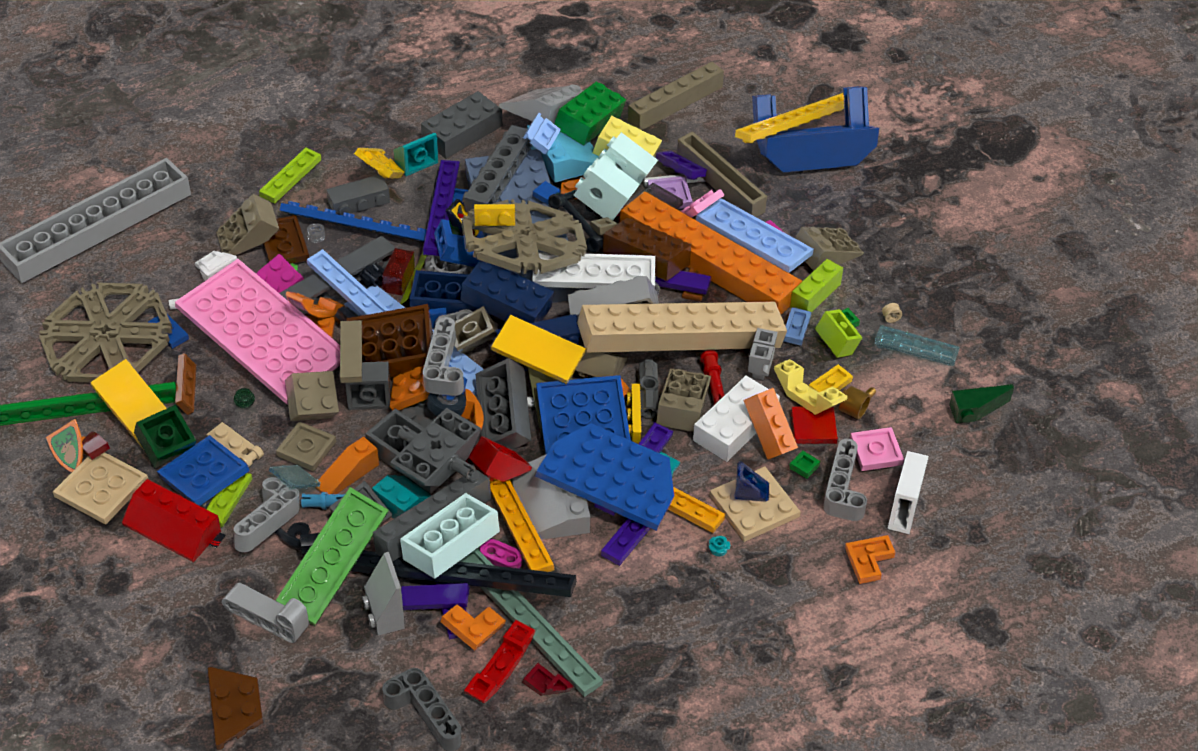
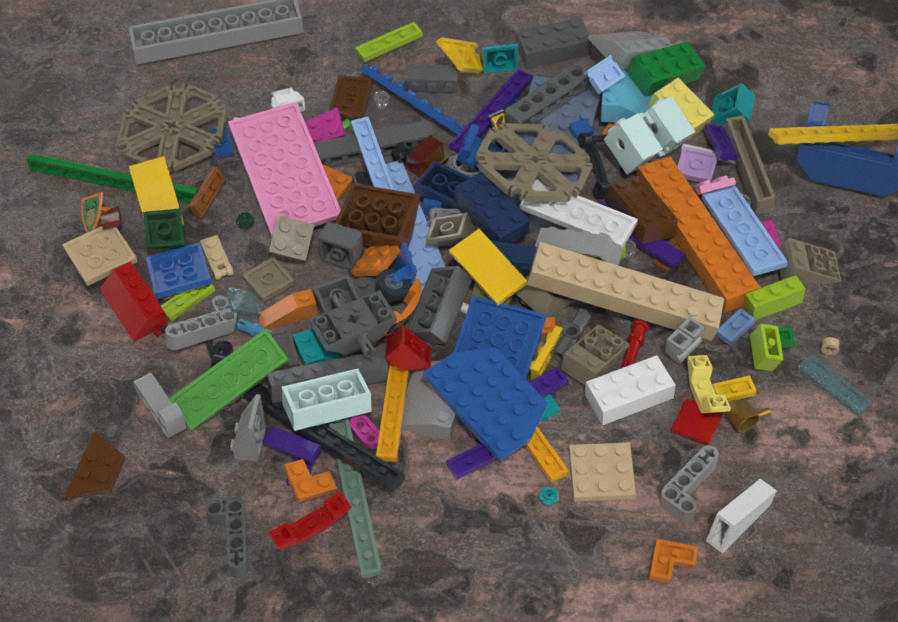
camera: 30 degrees right, 5 degrees up
(248, 226) = (327, 76): dark tan slope -> none
(325, 308) = (337, 166): orange slope -> none
(350, 351) = (336, 213): dark tan tile -> none
(437, 374) = (392, 254): light grey beam -> none
(494, 214) = (514, 135): yellow plate -> none
(544, 682) = (338, 553): dark red slope -> none
(602, 225) = (616, 174): dark tan plate -> none
(664, 195) = (686, 167): clear smoke tile -> none
(669, 127) = (733, 103): none -> teal slope
(675, 96) = (757, 75): dark tan brick -> none
(750, 484) = (601, 454): clear blue slope -> none
(770, 423) = (650, 407): orange brick -> none
(804, 464) = (665, 454): green plate -> none
(877, 449) = (738, 465): bright pink plate -> none
(975, 403) = (857, 459): dark green slope -> none

